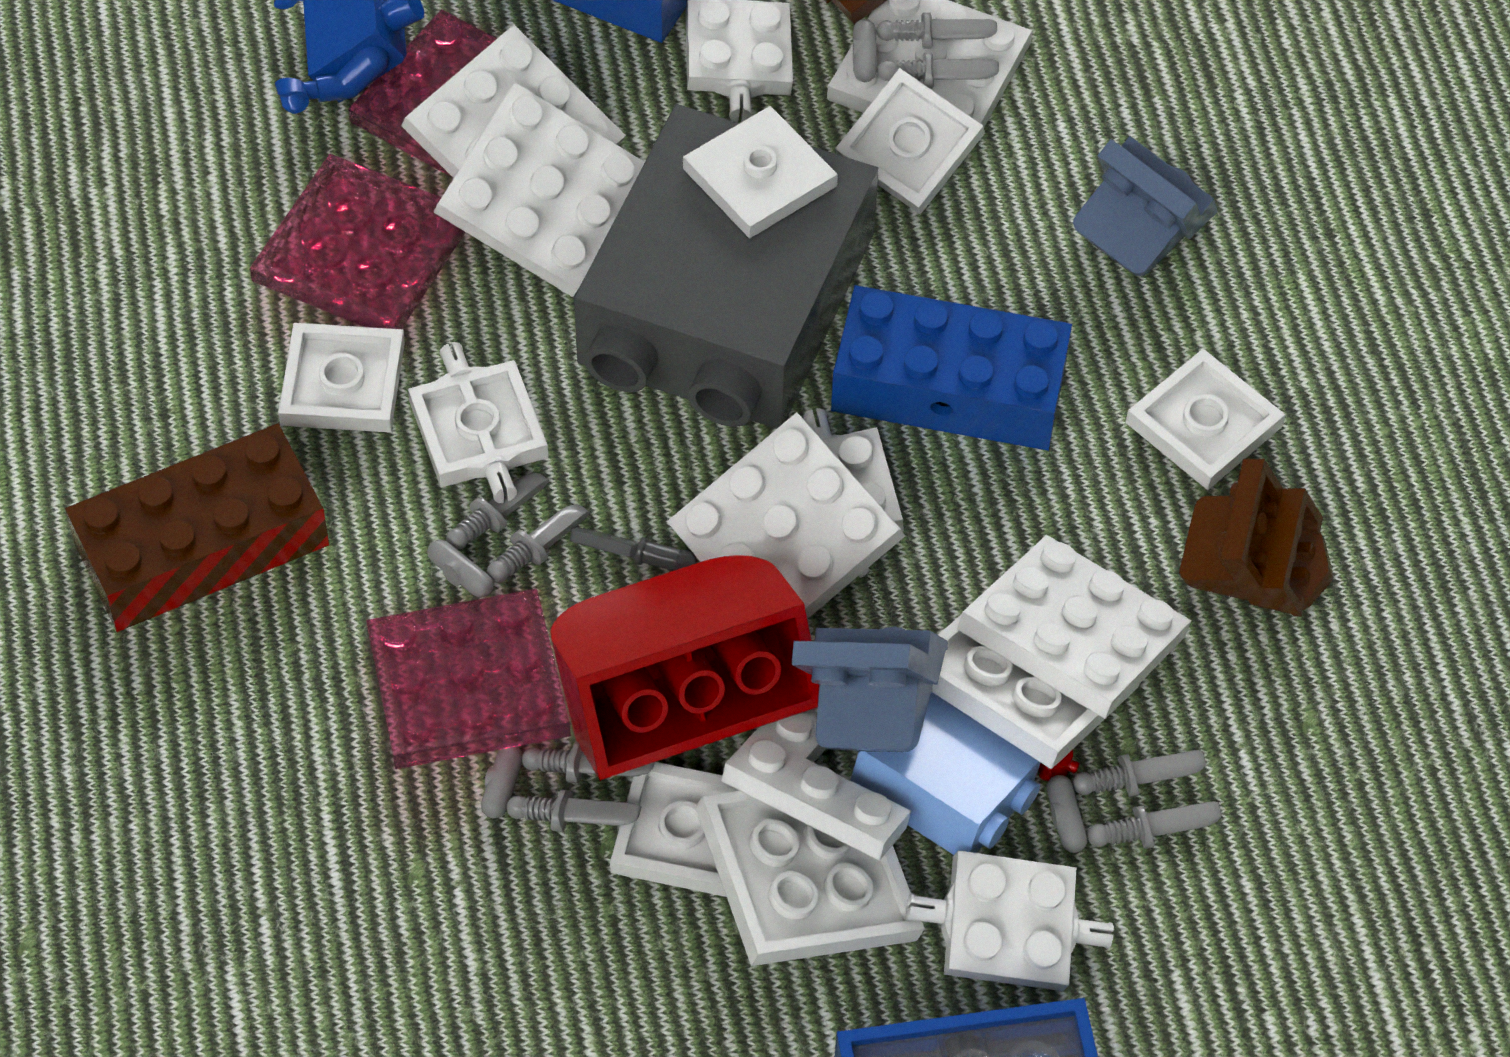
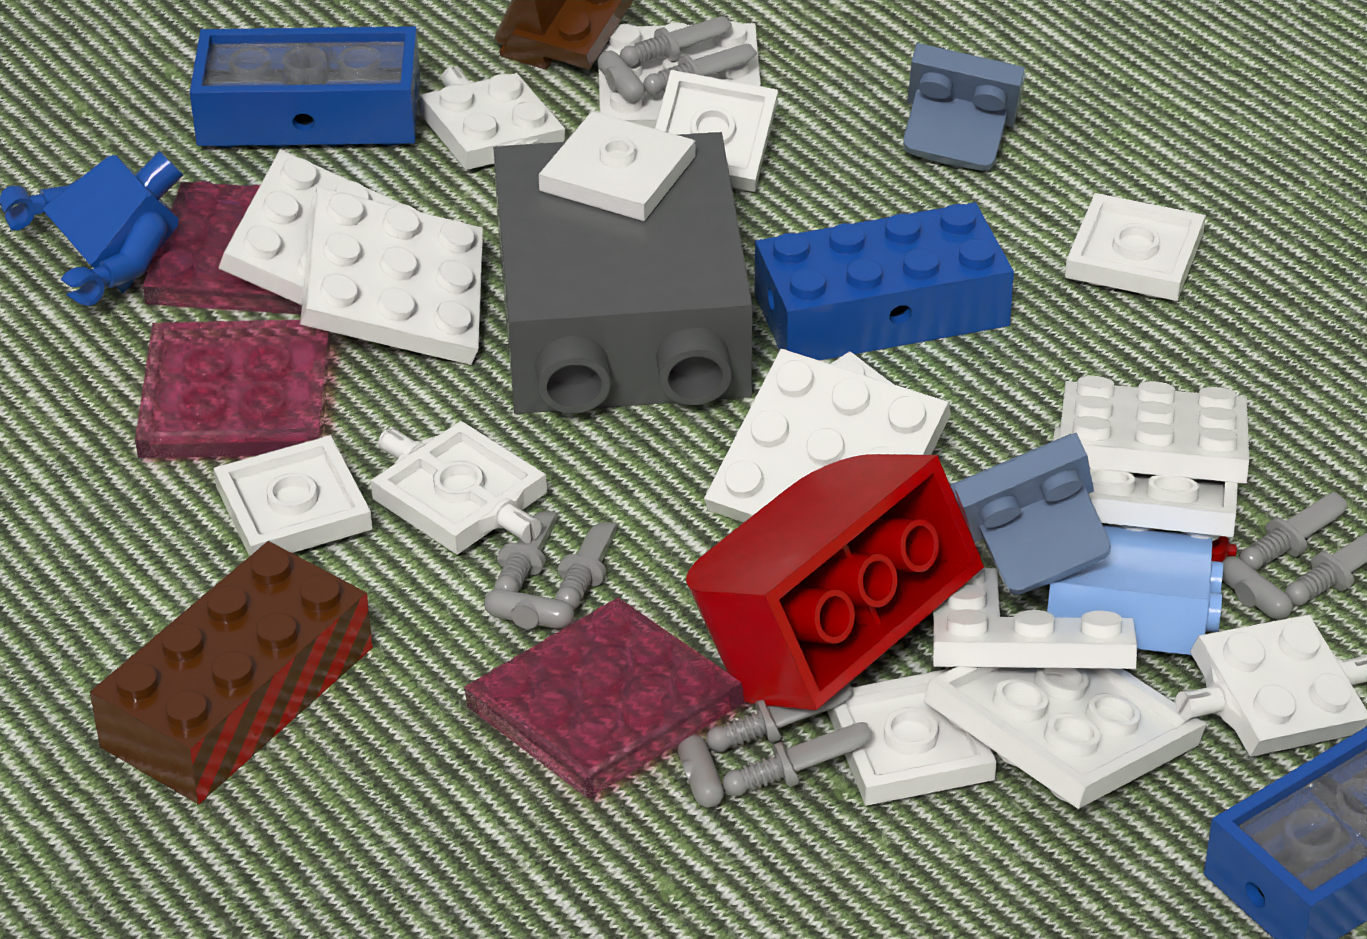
camera: 25 degrees left, 15 degrees down
(642, 551) = (700, 533): dark grey piece -> none
(1258, 543) = (1258, 315): reddish brown piece -> none

